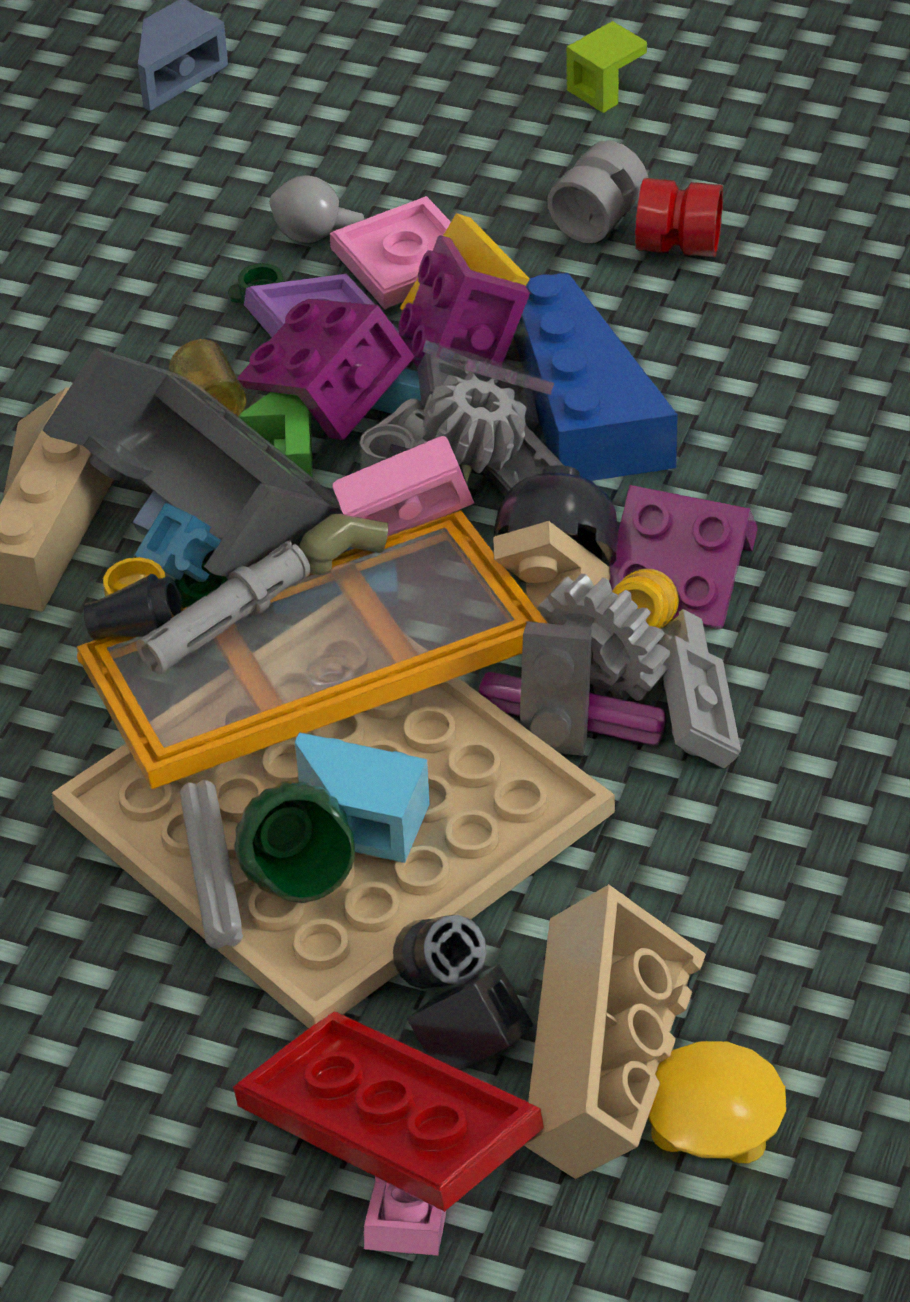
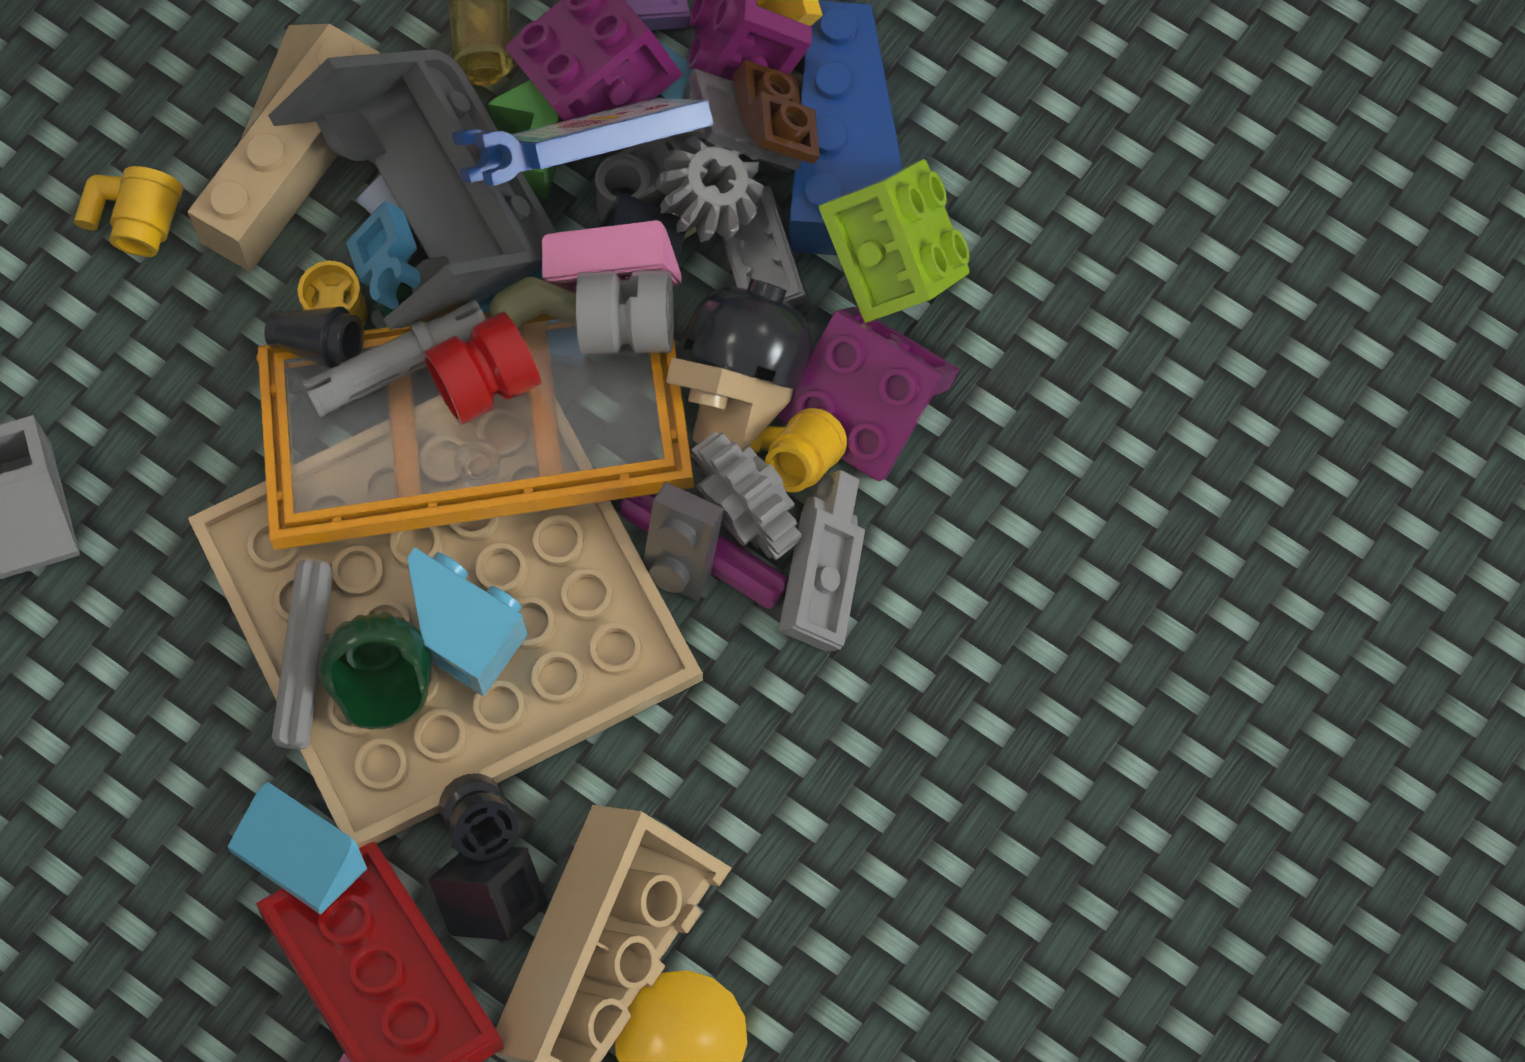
camera: 15 degrees right, 25 degrees up
(261, 1023) = (296, 848): none -> medium azure slope
(311, 588) = (485, 366): none -> red wheel
(342, 389) = (508, 154): none -> tile
(435, 515) = (625, 312): none -> light grey wheel
(525, 350) = (773, 111): none -> reddish brown slope
(656, 426) = (896, 241): none -> lime bracket

